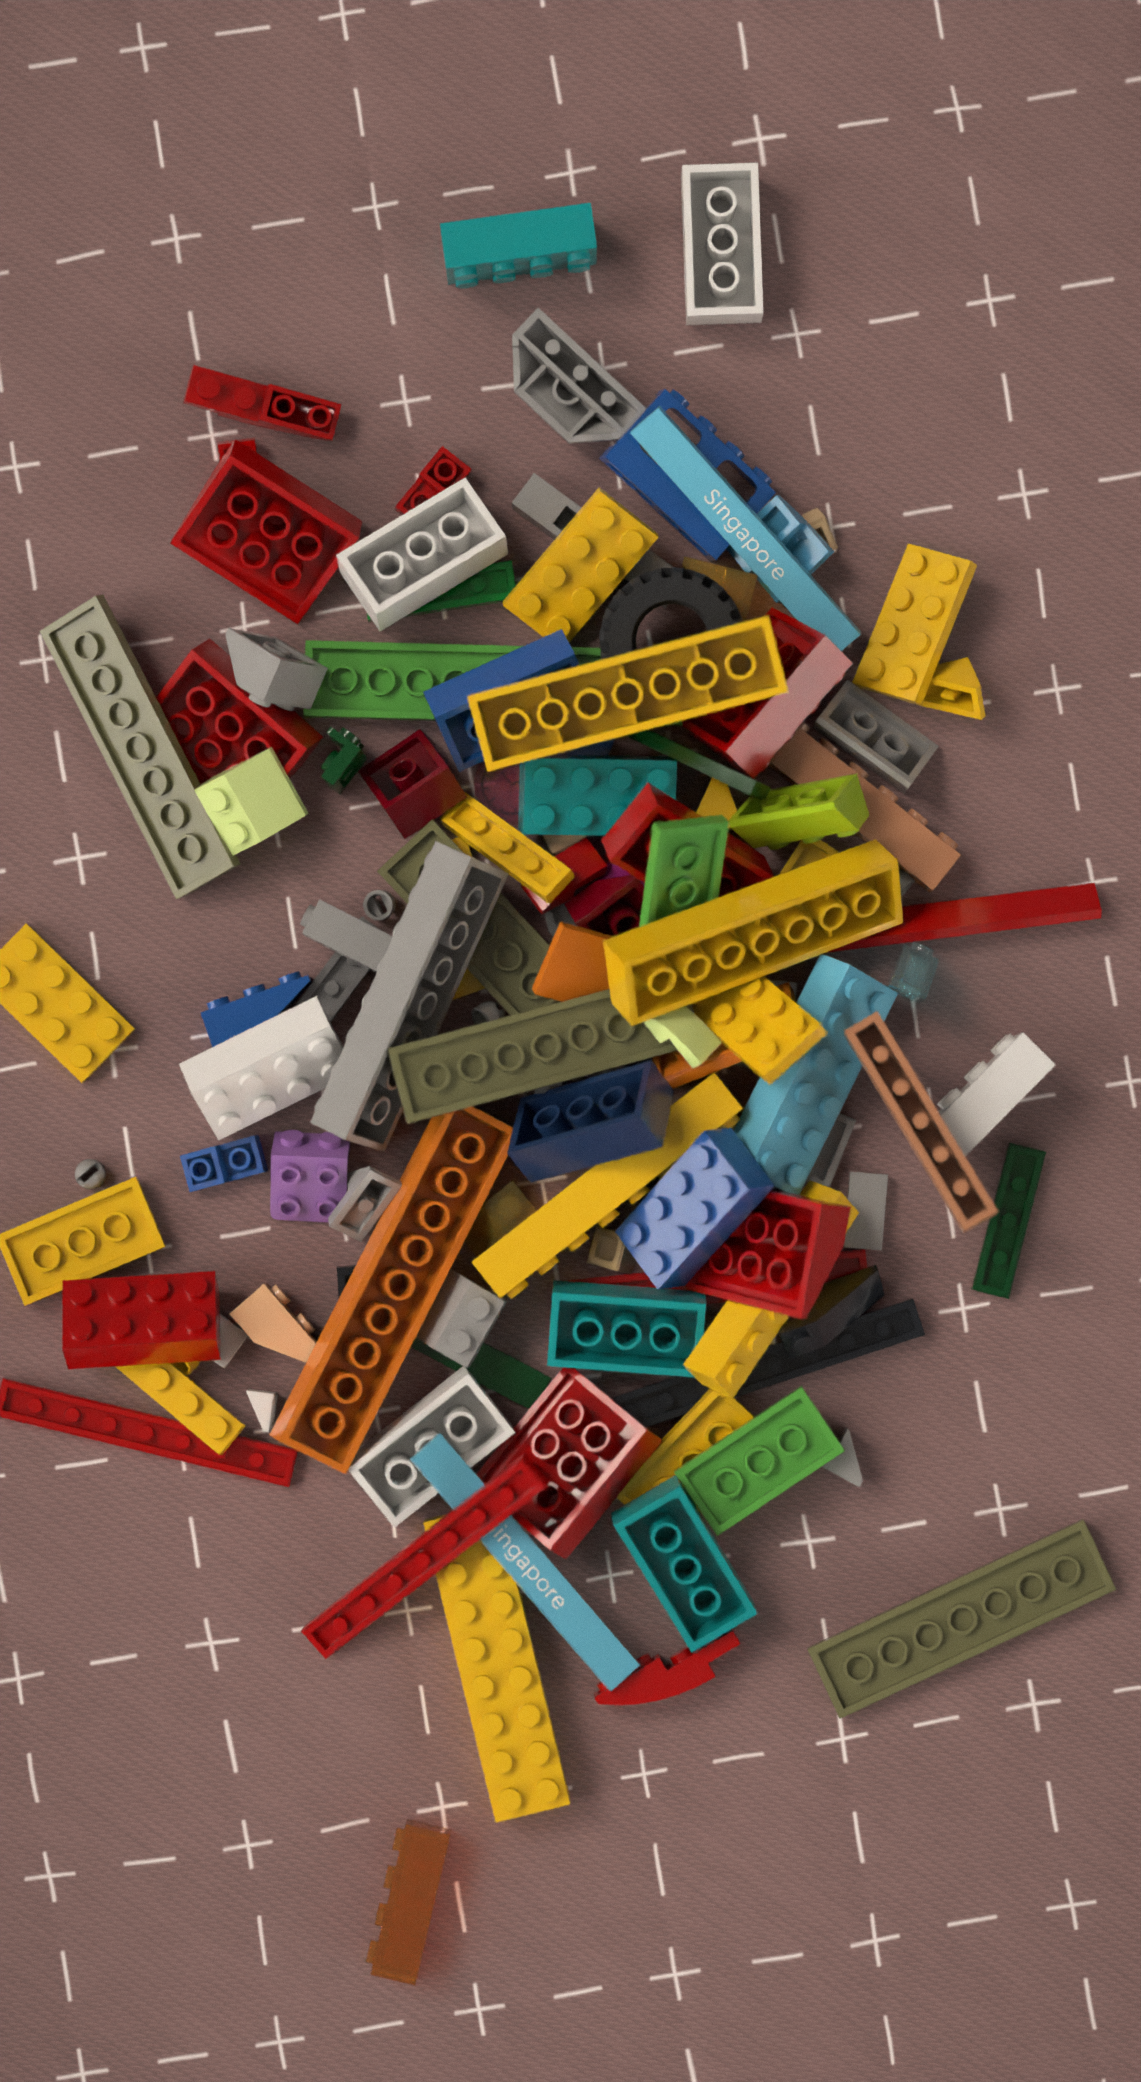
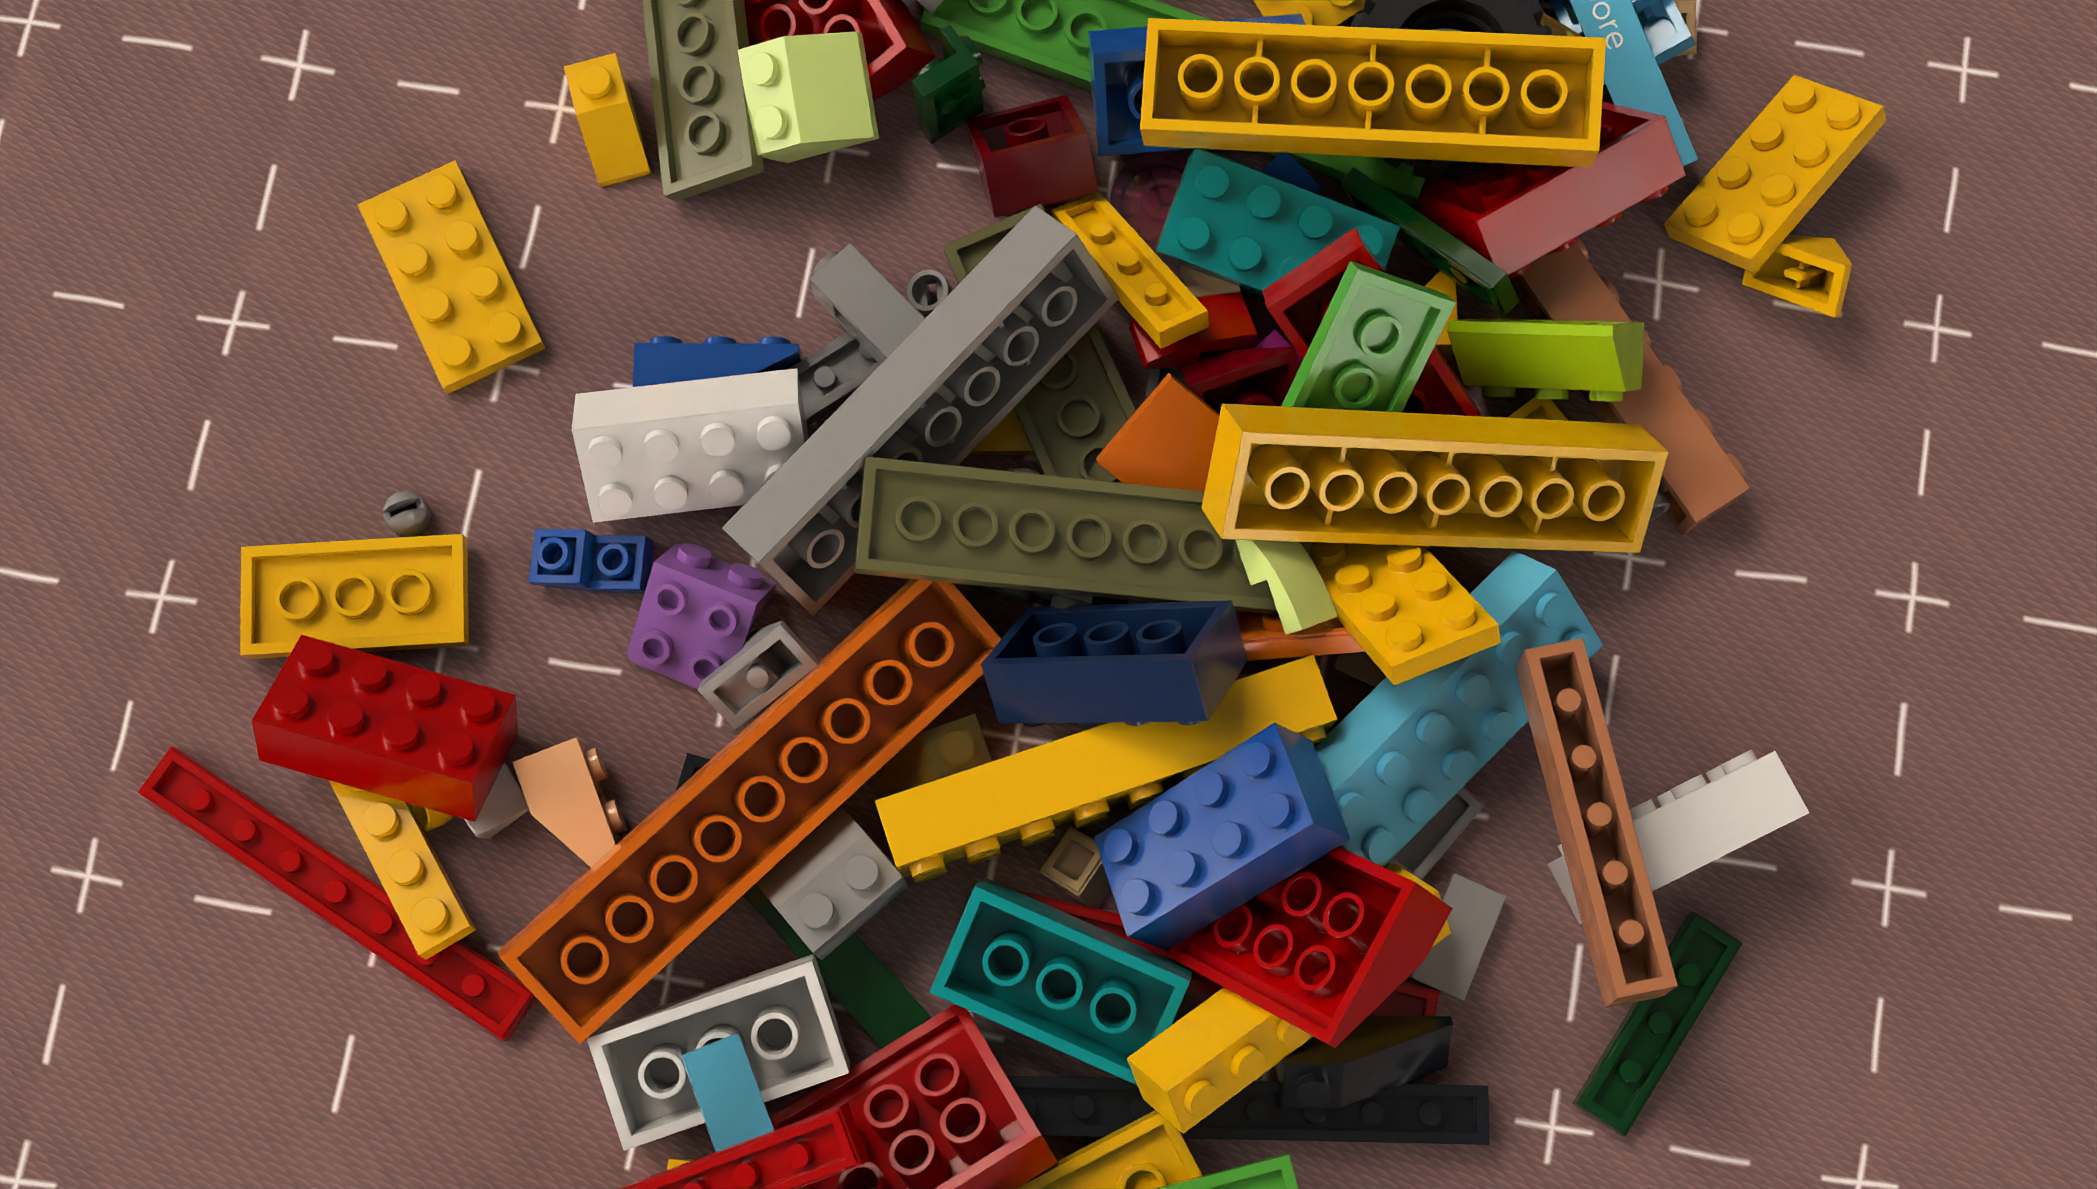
camera: 20 degrees right, 10 degrees down
(119, 860) = (607, 119): none -> yellow slope
(264, 1405) = (510, 911): white slope -> none
(875, 736) = (1678, 308): light grey slope -> none
(913, 972) = (1632, 628): clear light blue slope -> none
(988, 915) = (1749, 586): red tile -> none

